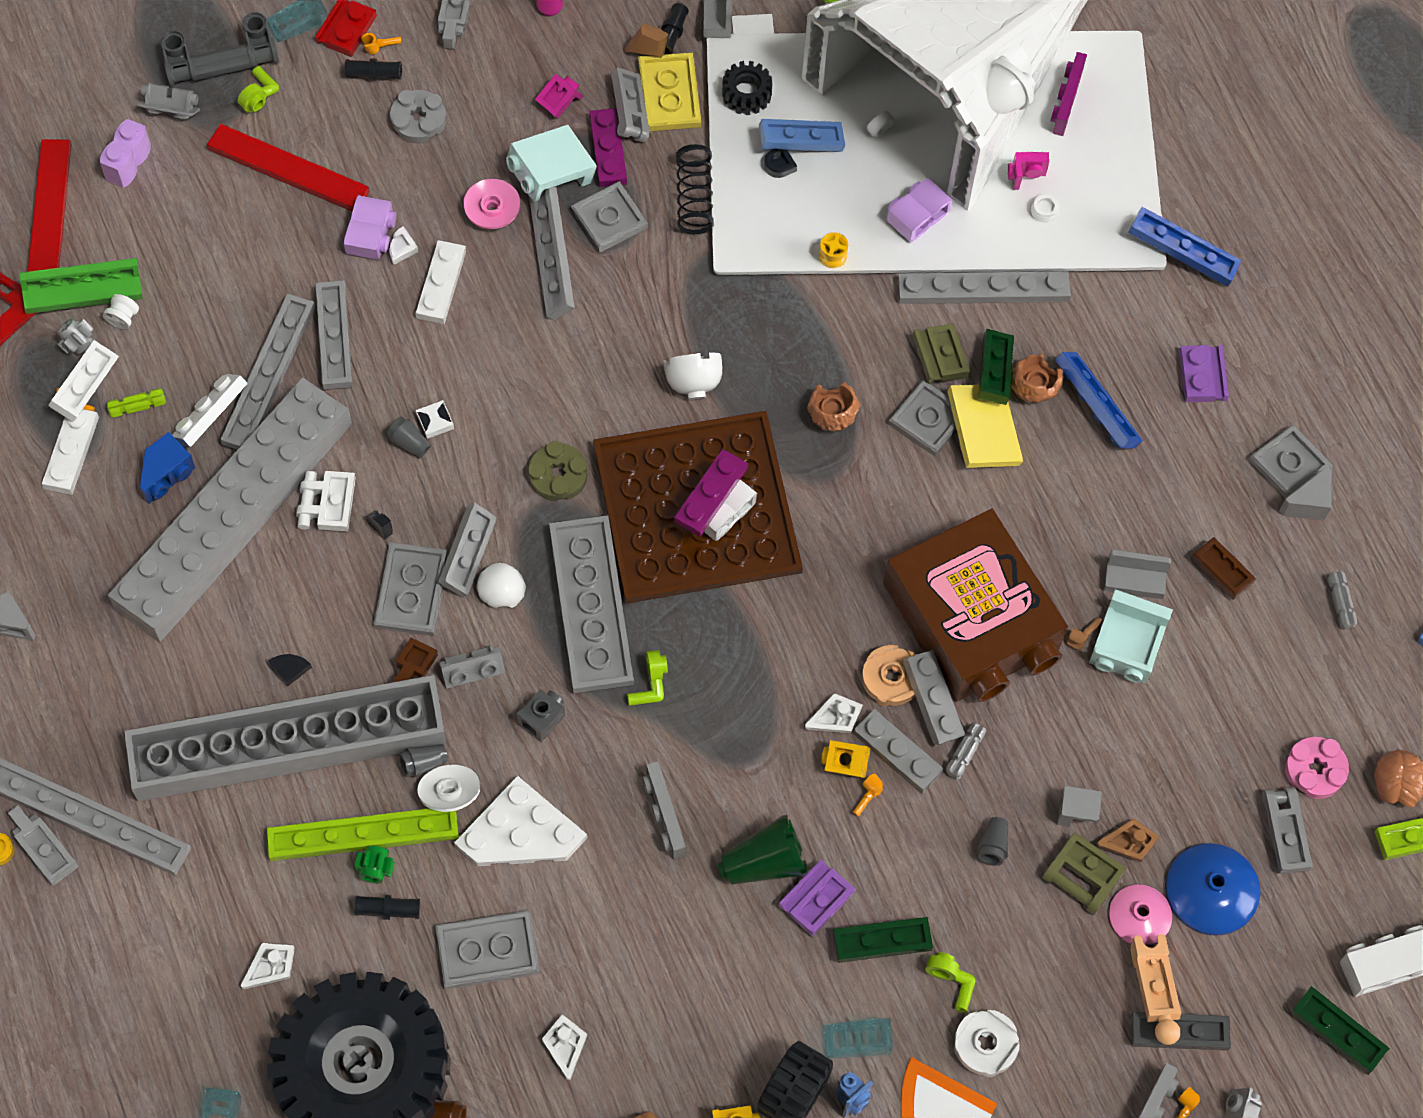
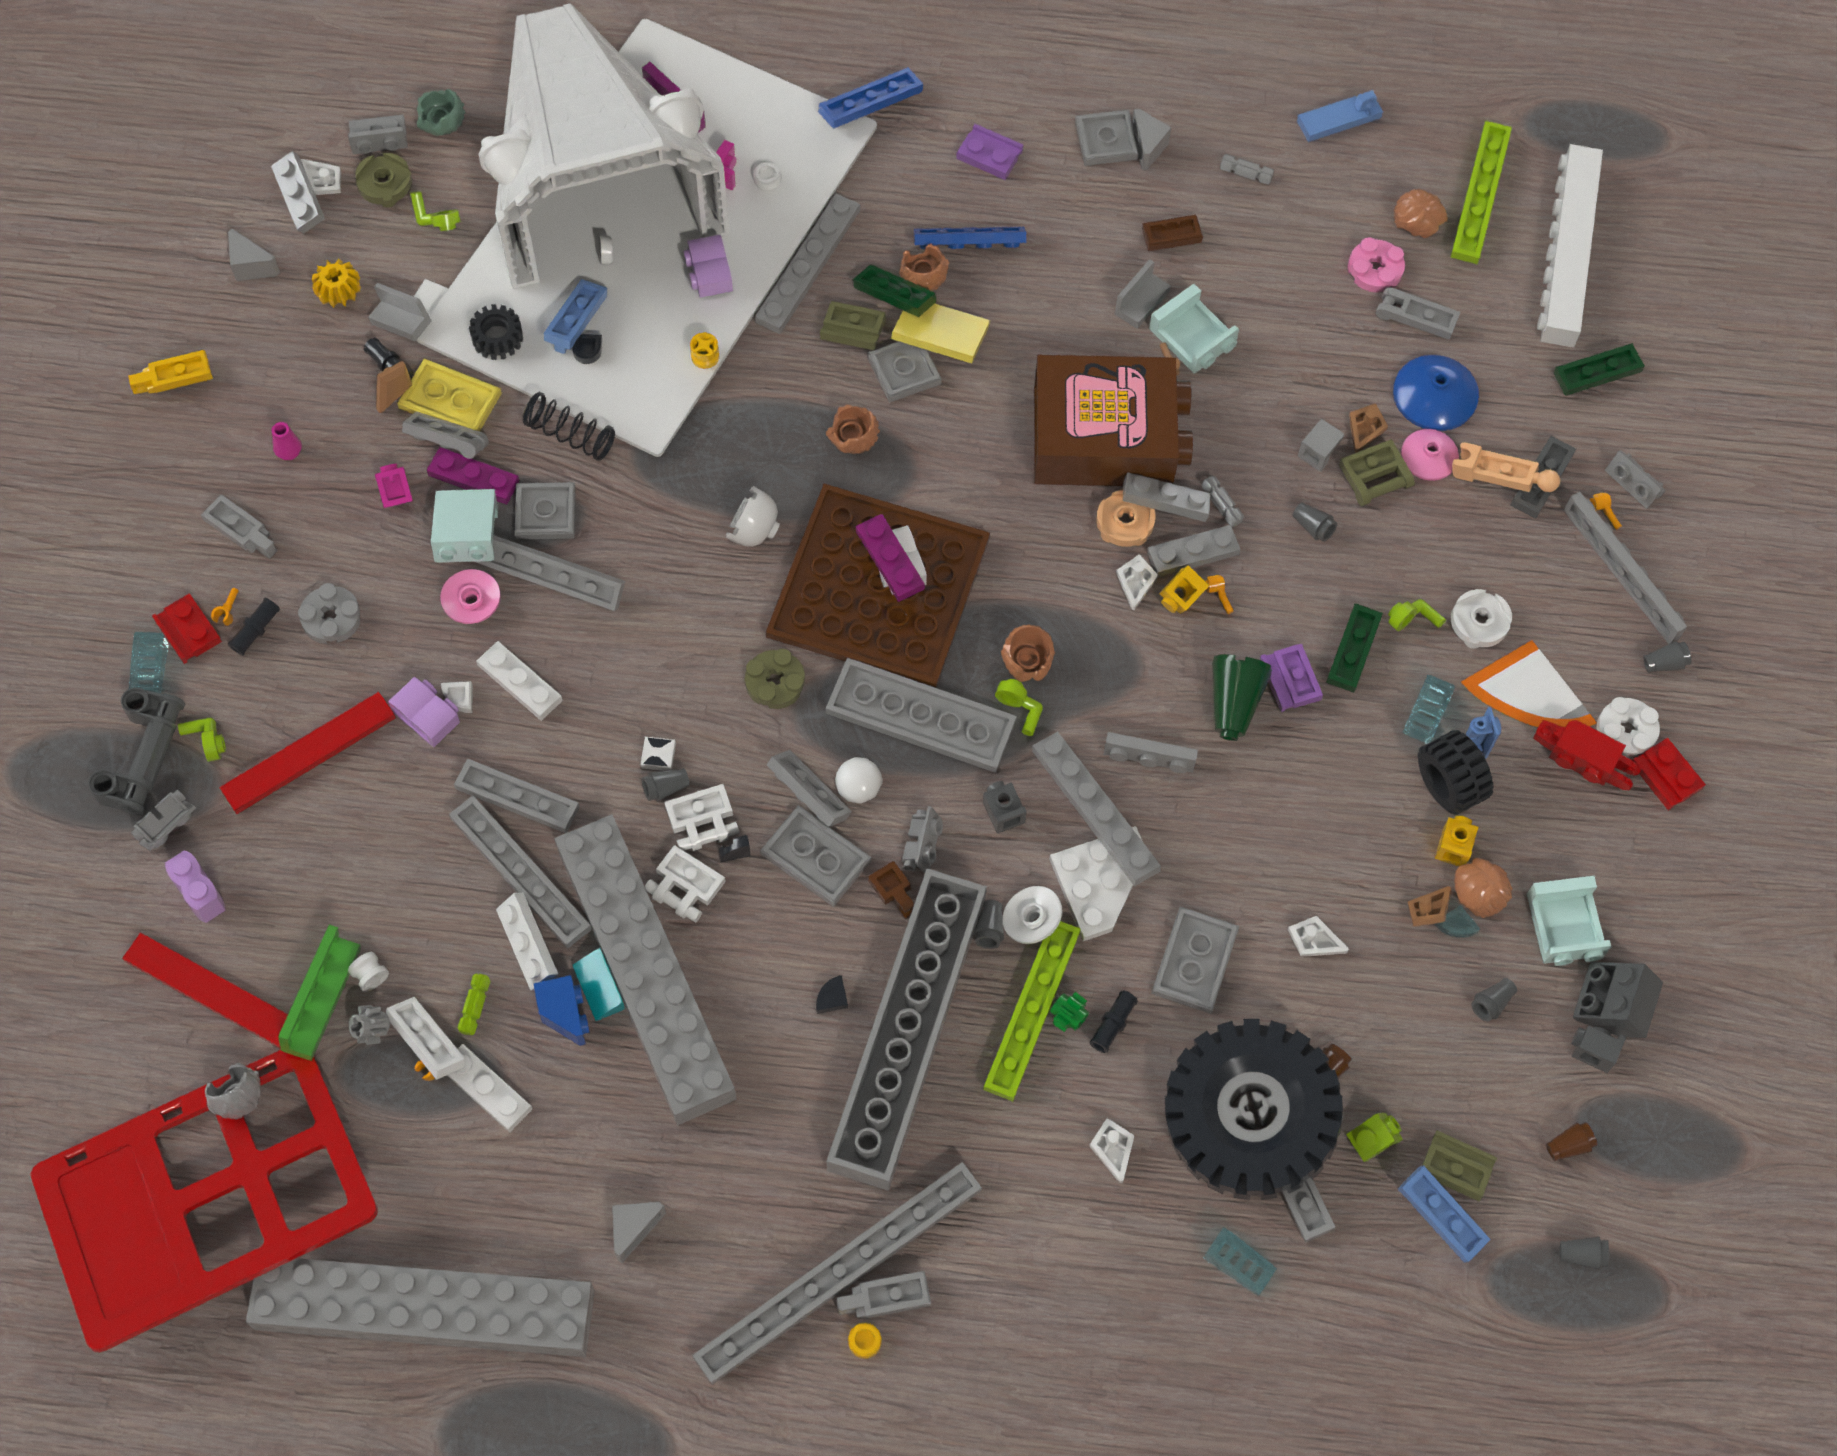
camera: 60 degrees left, 0 degrees up
(197, 481) = (598, 985): none -> teal slope
(400, 475) = (698, 809): none -> white plate
(581, 791) = (1096, 809): none -> light grey plate
(700, 658) = (1028, 653): none -> nougat hair

